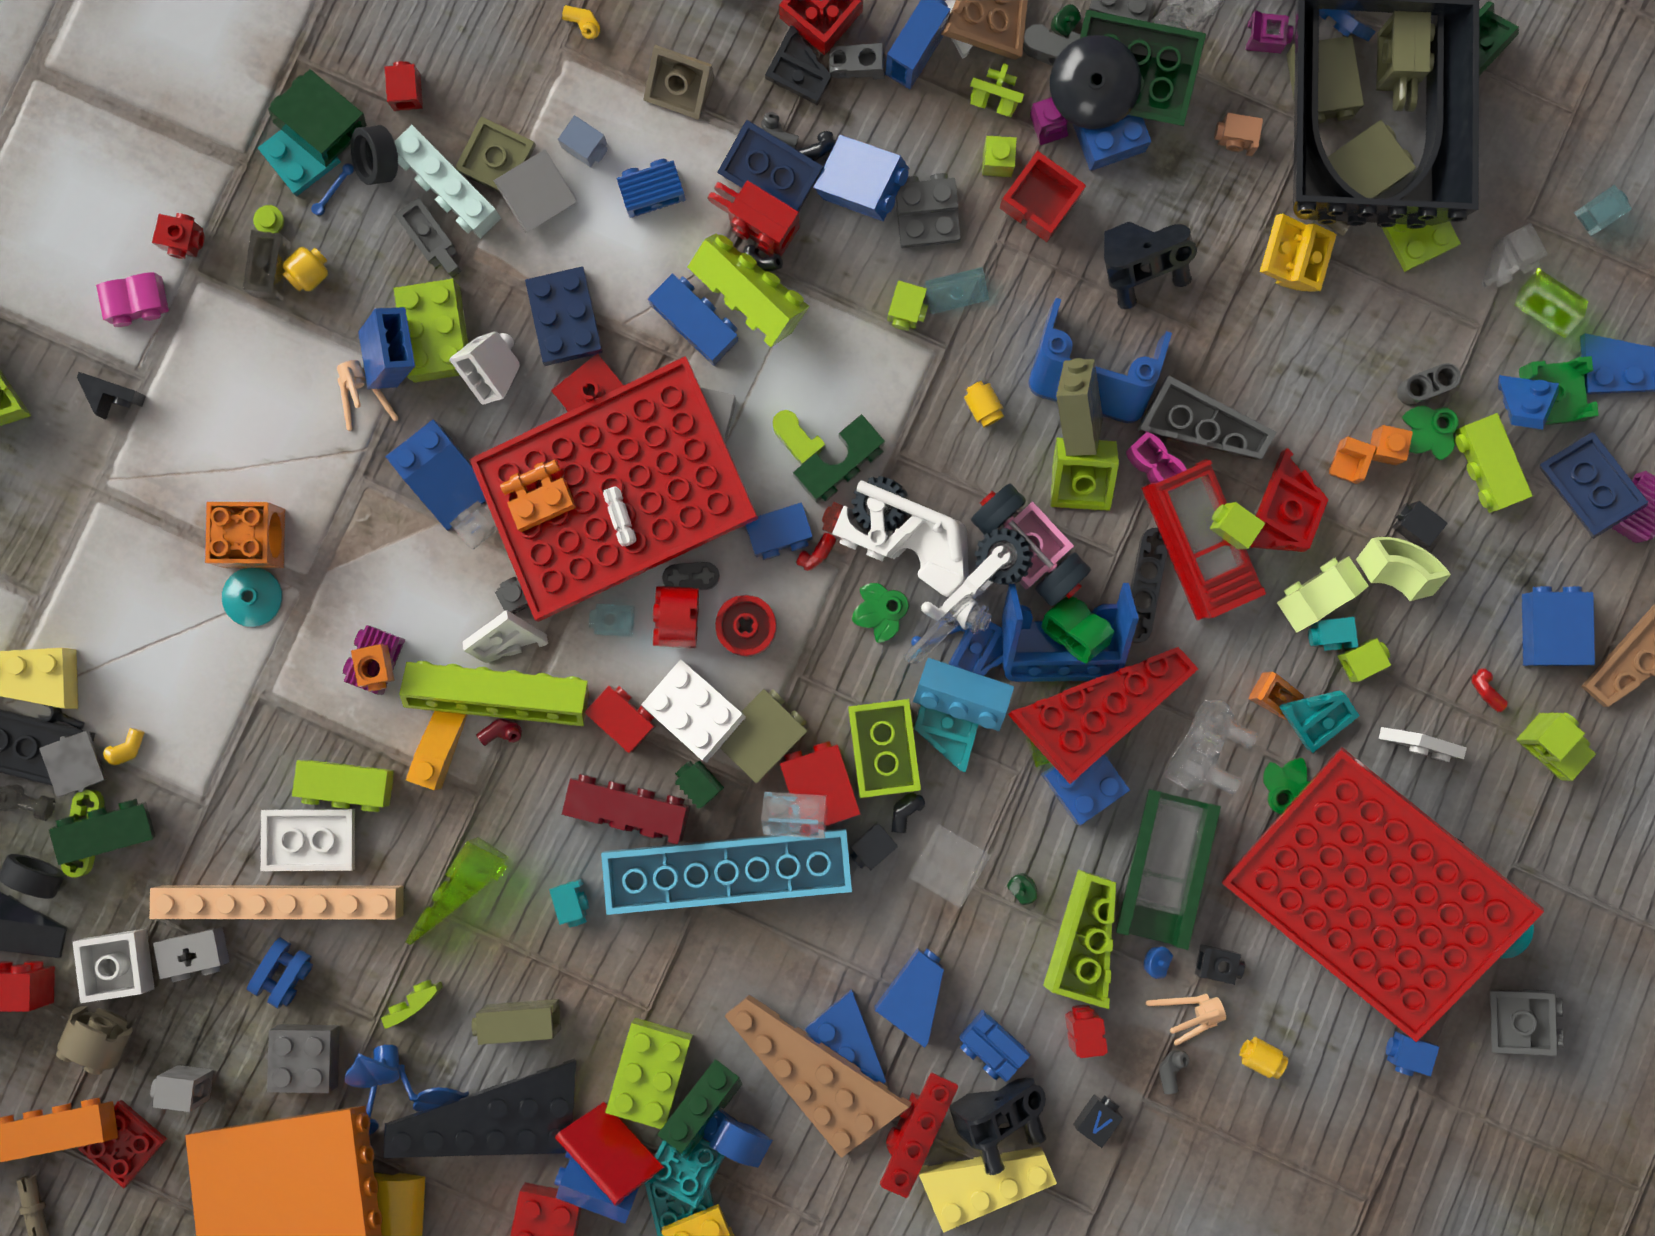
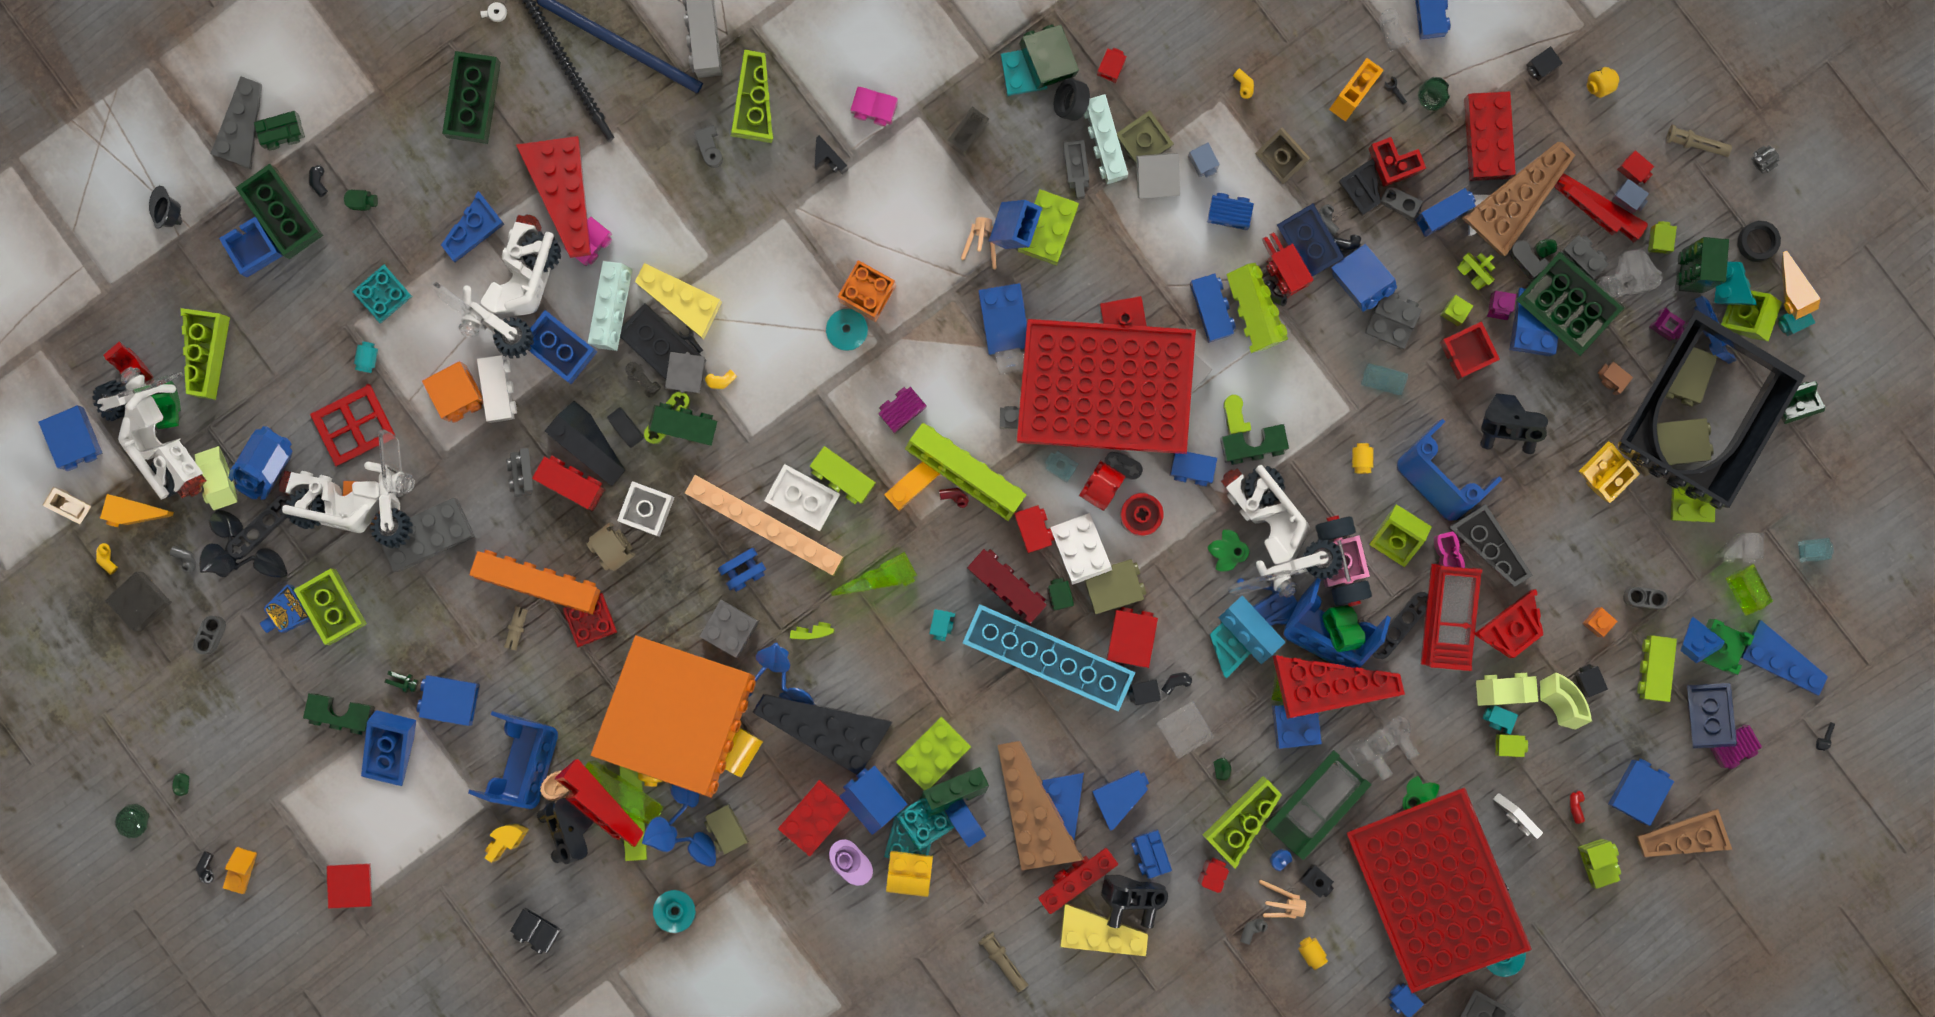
camera: 30 degrees right, 0 degrees up
(173, 954) = (707, 526): light grey brick -> none
(178, 235) = (922, 76): red brick -> none
(182, 1088) = (648, 605): light grey brick -> none
(268, 219) = (983, 102): lime plate -> none
(305, 269) = (990, 146): yellow head -> none
(318, 208) = (1017, 111): blue hinge -> none
(361, 660) = (901, 405): orange brick -> none
(487, 366) = (1070, 268): white torso -> none
(503, 638) = (988, 440): white wing -> none
(517, 1022) = (871, 677): olive brick -> none
(541, 504) = (1057, 371): orange plate -> none
(563, 316) = (1133, 261): dark blue plate -> none
(609, 1153) = (885, 787): red piece -> none
(619, 516) = (1103, 406): white axle -> none
(794, 815) = (1109, 645): clear brick -> none
(820, 553) = (1211, 495): red arm -> none
(884, 748) = (1185, 635): lime brick -> none
(907, 306) = (1348, 372): lime brick -> none
(1079, 407) = (1420, 493): olive brick -> none
(1089, 104) = (1537, 283): black dish -> none
(1098, 1119) = (1191, 934): black brick -> none
(1236, 525) = (1475, 618): lime brick -> none
(1272, 692) = (1444, 737): orange slope -> none
(1319, 717) = (1462, 765): teal wing -> none
(1352, 460) = (1571, 618): orange panel -> none
(1404, 56) = (1742, 387): olive brick -> none
(1428, 434) = (1628, 627): green plate -> none

